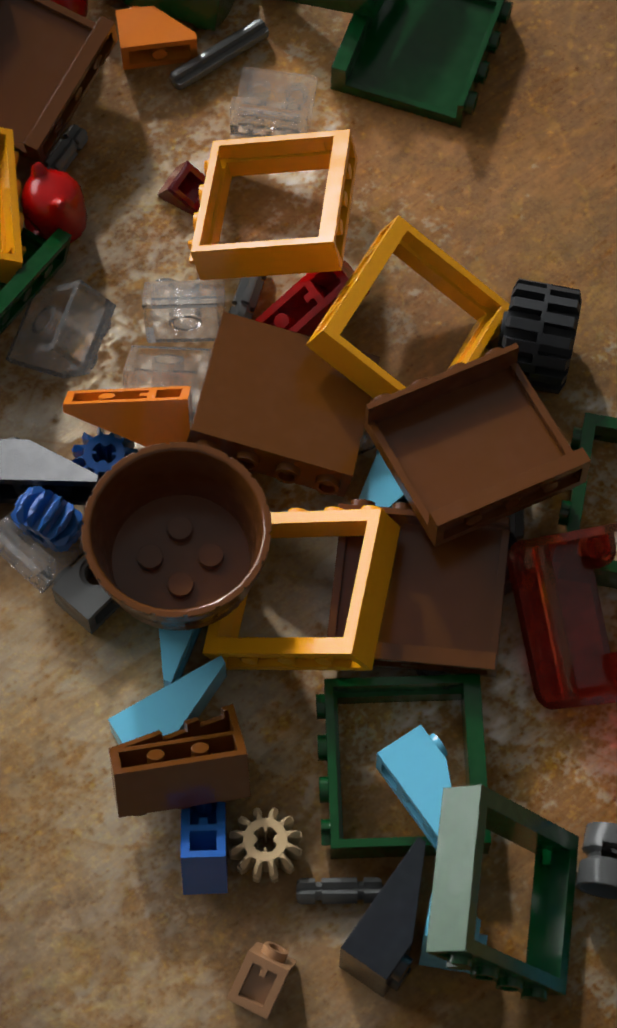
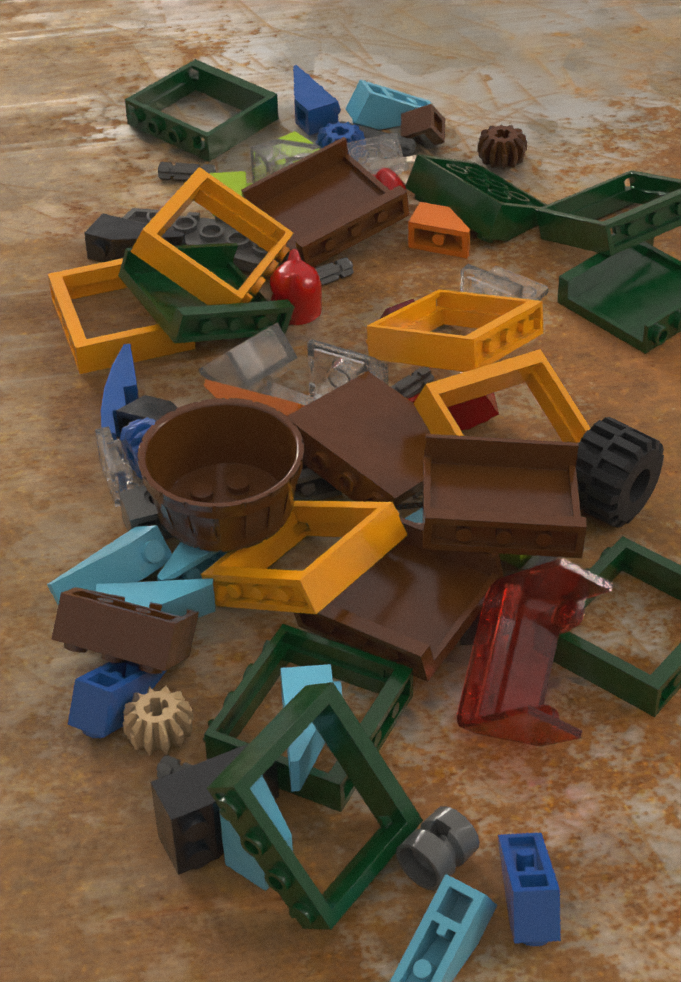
camera: 30 degrees right, 25 degrees down
(106, 681) = (121, 561): none -> medium azure slope
(219, 54) = (483, 255): dark grey axle -> none
(261, 978) = (85, 807): medium nougat bracket -> none

